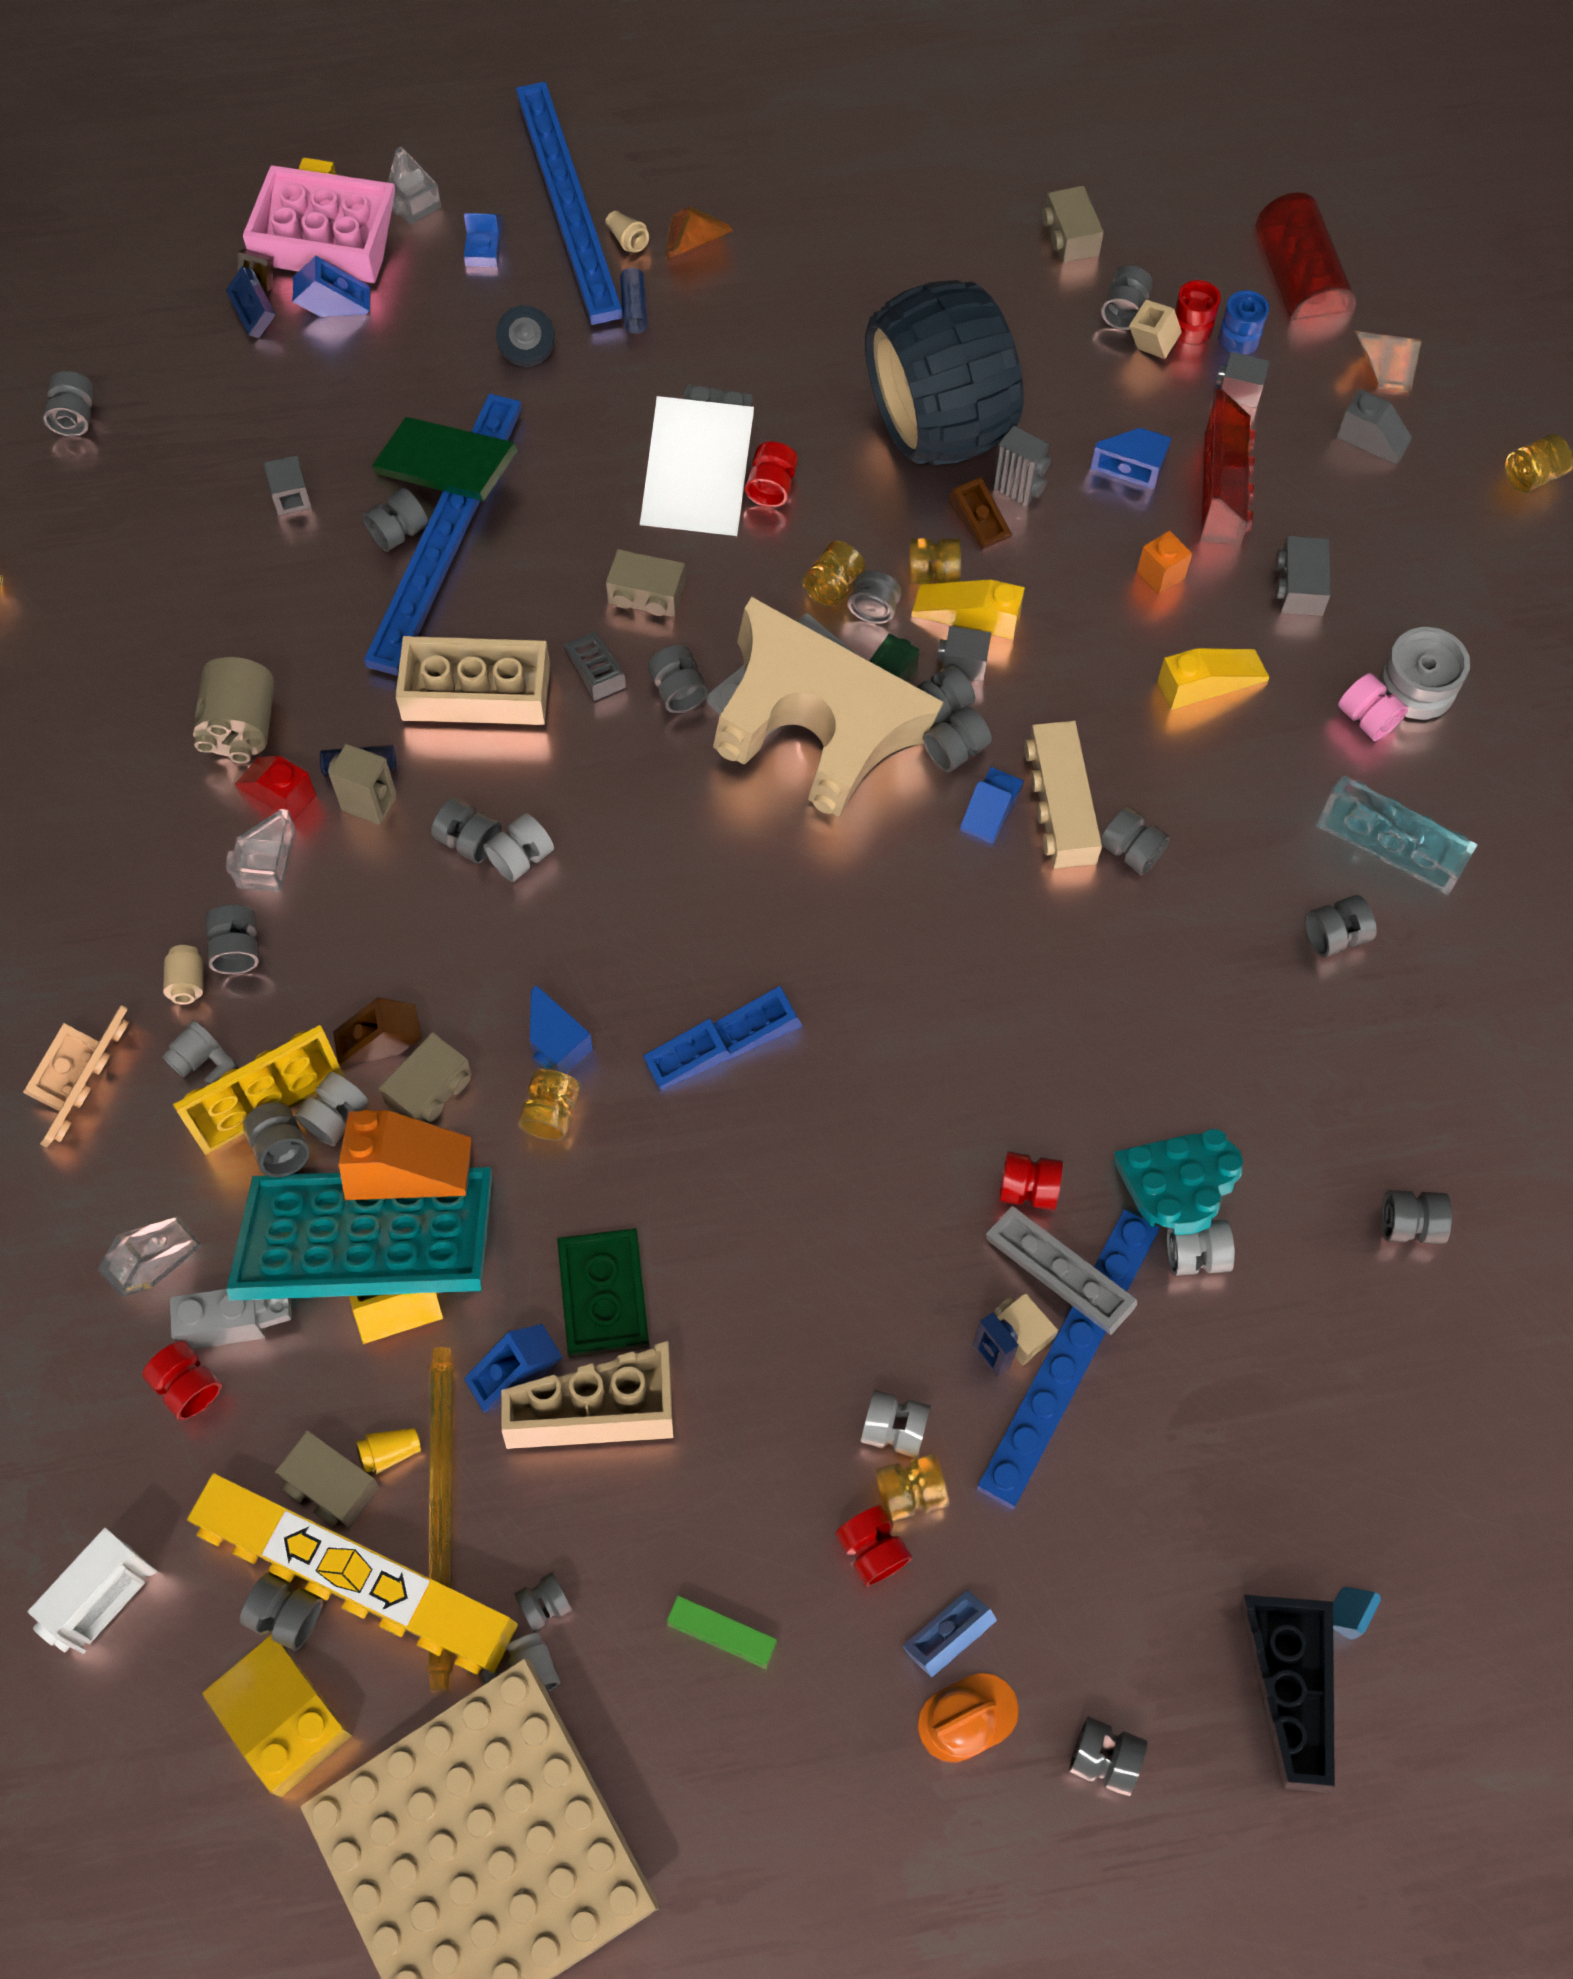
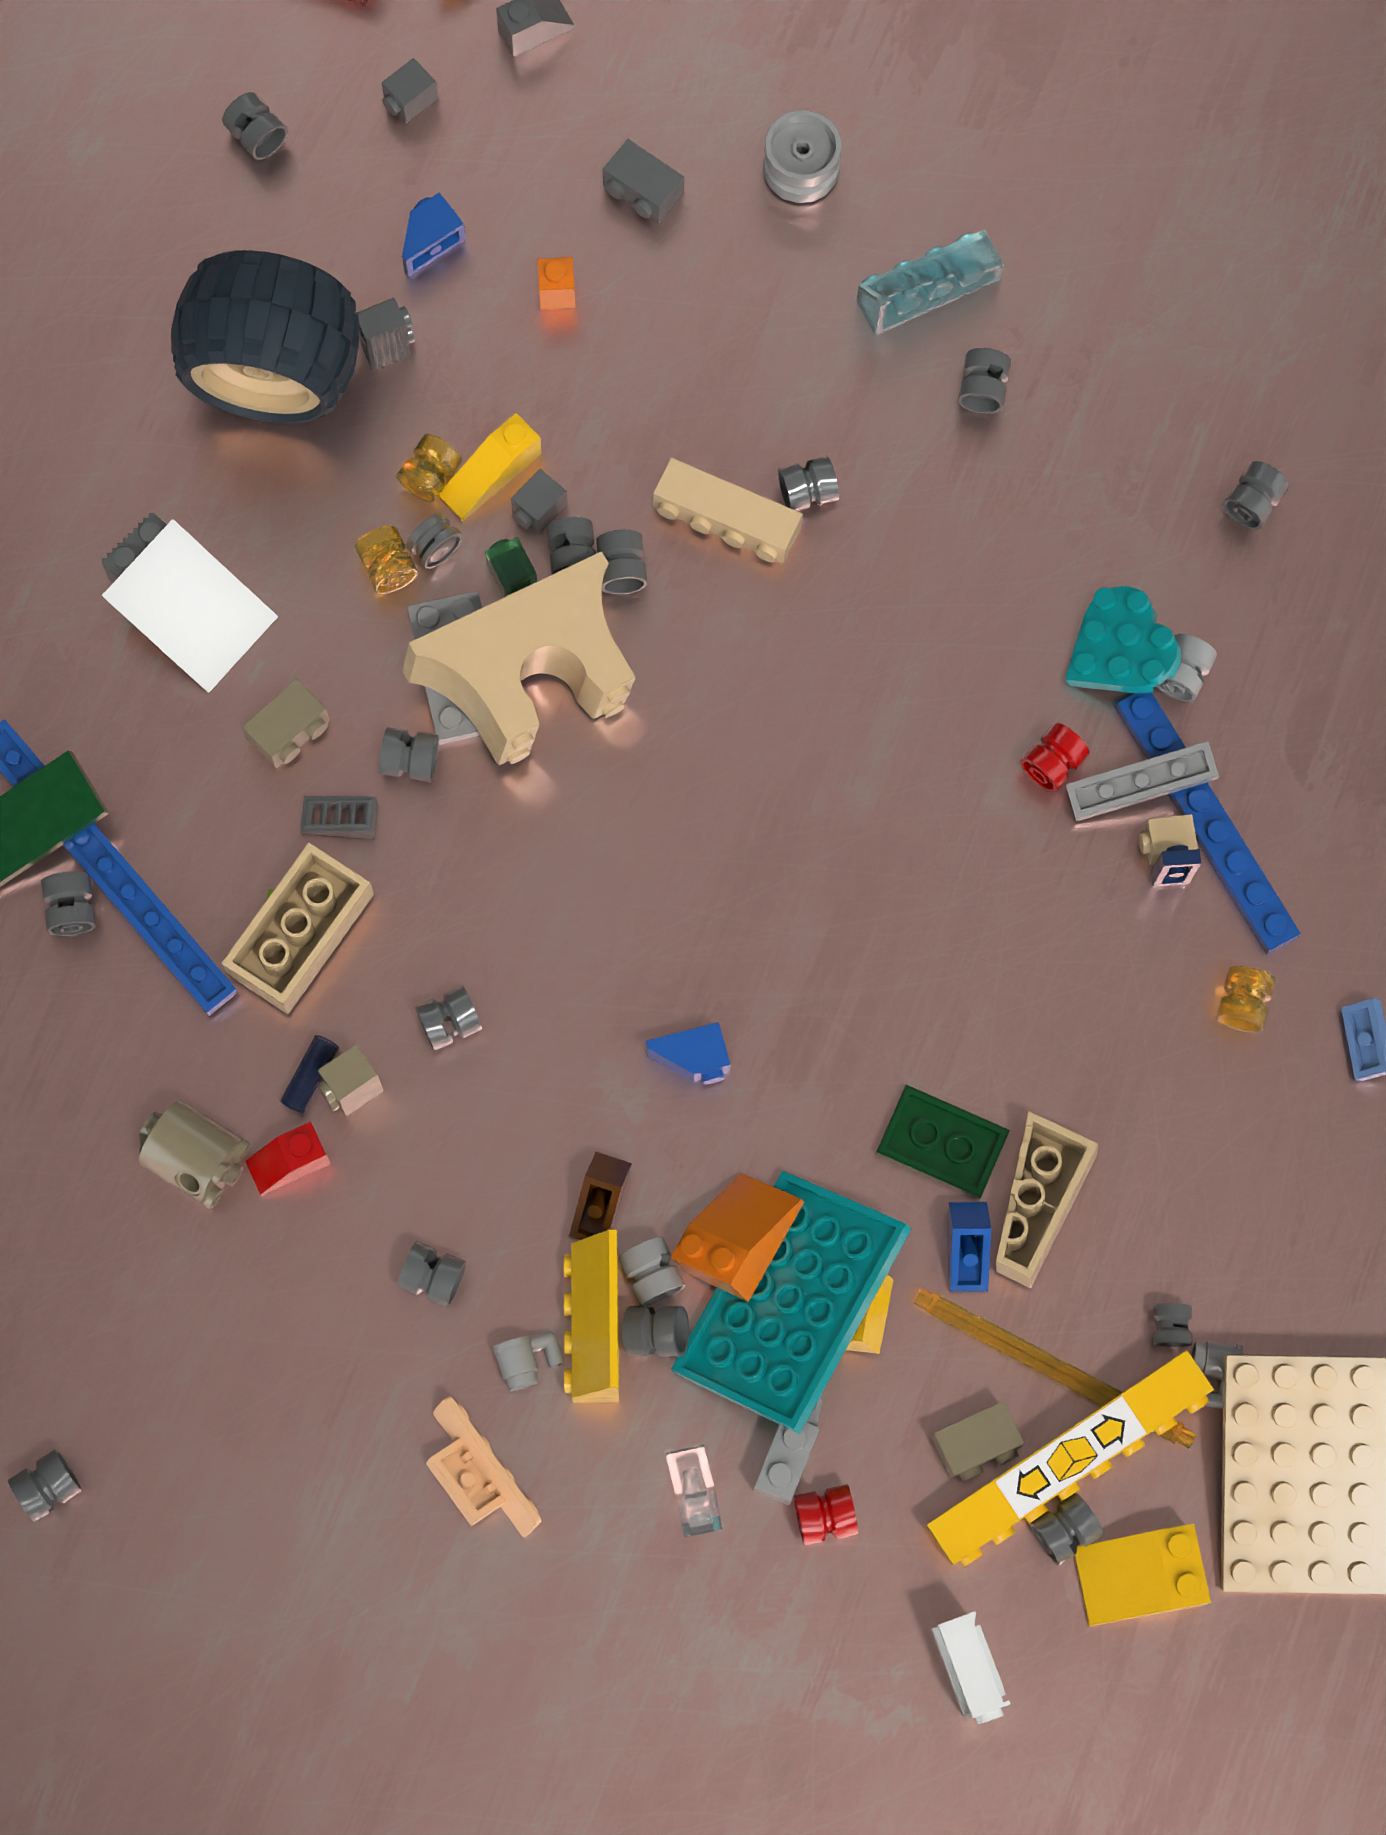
camera: 60 degrees left, 10 degrees up
(183, 974) = (438, 1333): tan brick -> none
(262, 854) = (359, 1206): clear slope -> none
(386, 1448) = (977, 1382): yellow cone -> none
(426, 1080) = (672, 1180): dark tan brick -> none
(517, 848) = (494, 985): light grey wheel -> none
(549, 1105) = (767, 1101): clear yellow wheel -> none
(720, 1041) = (777, 921): blue slope -> none
(722, 1632) = (1270, 1205): bright green piece -> none
(771, 474) = (236, 542): red wheel -> none
(872, 1544) = (1273, 1054): red wheel -> none
(880, 1420) = (1185, 984): light grey wheel -> none
(979, 513) = (396, 398): reddish brown slope -> none
(991, 805) = (696, 574): blue slope -> none
(1072, 224) = (135, 115): dark tan brick -> none
(1155, 328) = (309, 126): tan brick -> none
(1197, 310) = (312, 80): red wheel -> none
(1208, 674) = (687, 321): yellow slope -> none
(1227, 473) = (500, 173): clear red slope -> none
(1243, 322) = (351, 49): blue wheel -> none
(1369, 703) = (805, 217): bright pink wheel -> none

